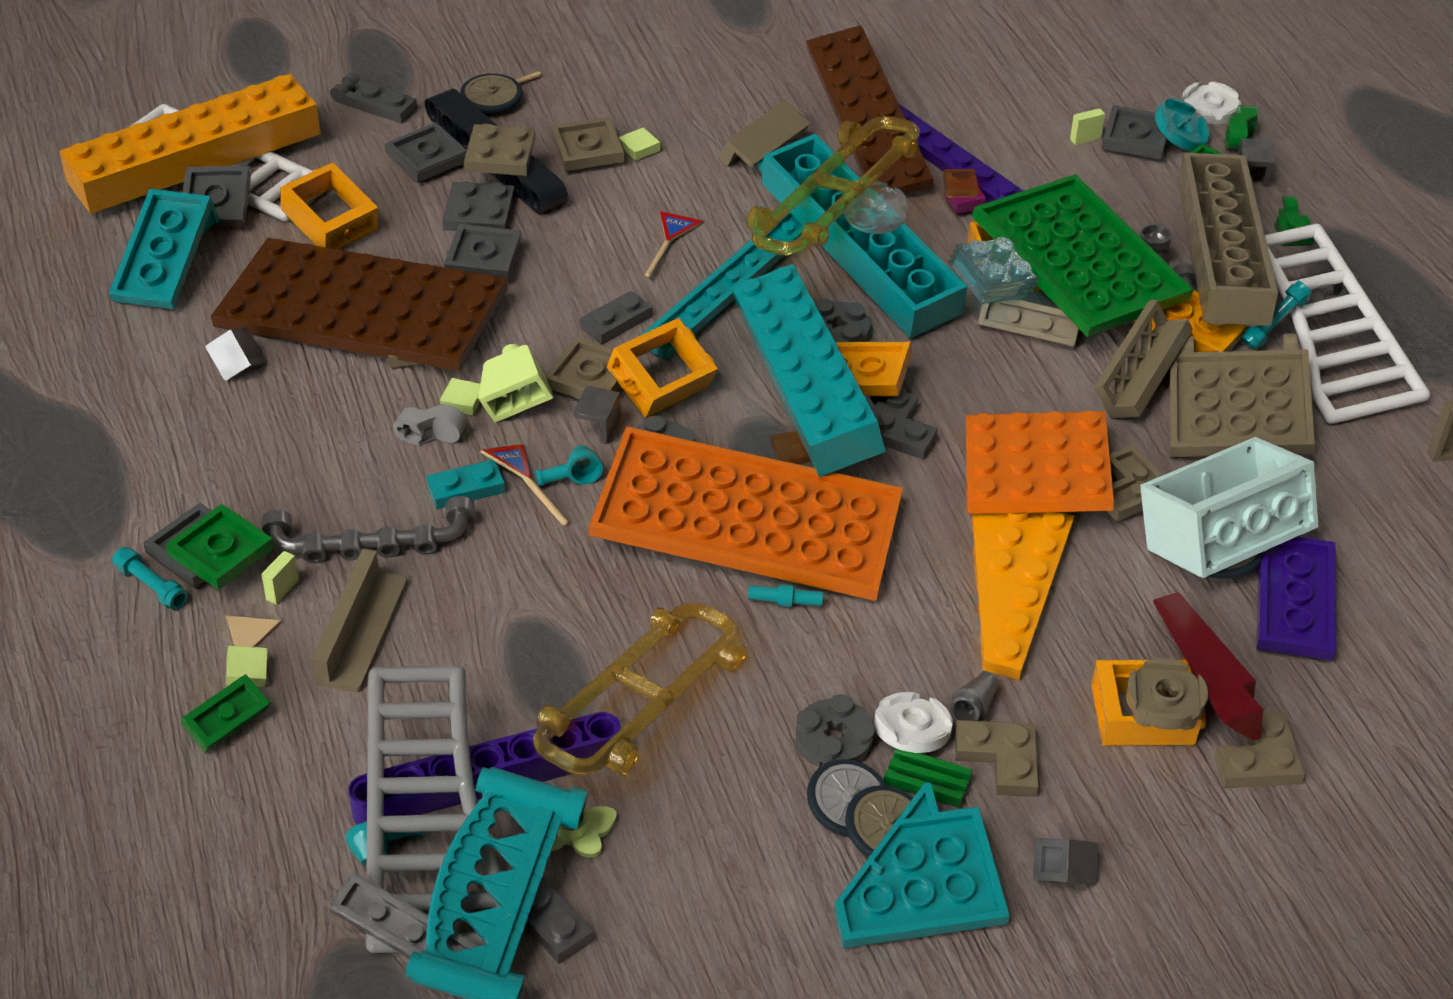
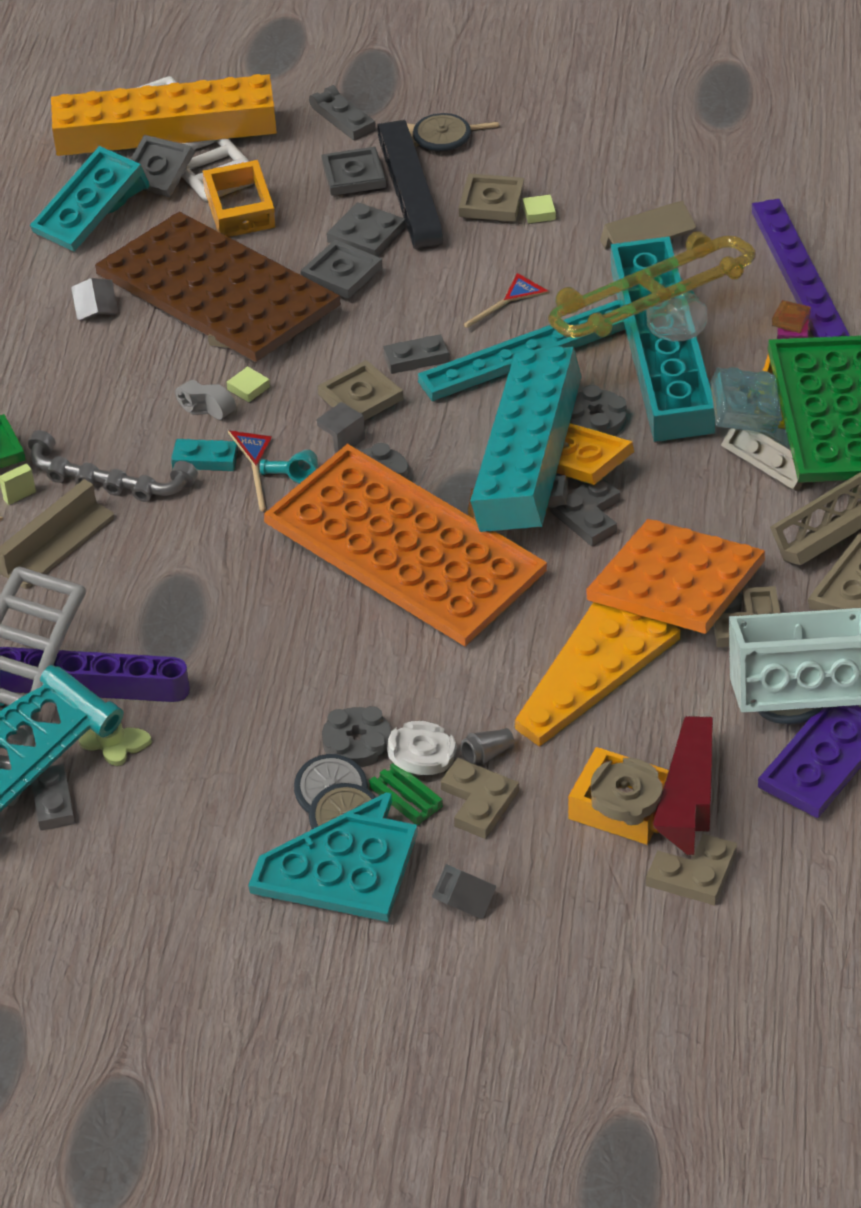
camera: 30 degrees right, 0 degrees up
(500, 149) = (404, 183): dark tan plate -> none
(513, 383) = (287, 383): yellowish green torso -> none
(618, 751) = (165, 690): clear yellow bar -> none
(639, 384) = (421, 427): light orange window -> none
(785, 595) = (393, 618): teal bar -> none
(861, 93) = (761, 218): reddish brown plate -> none

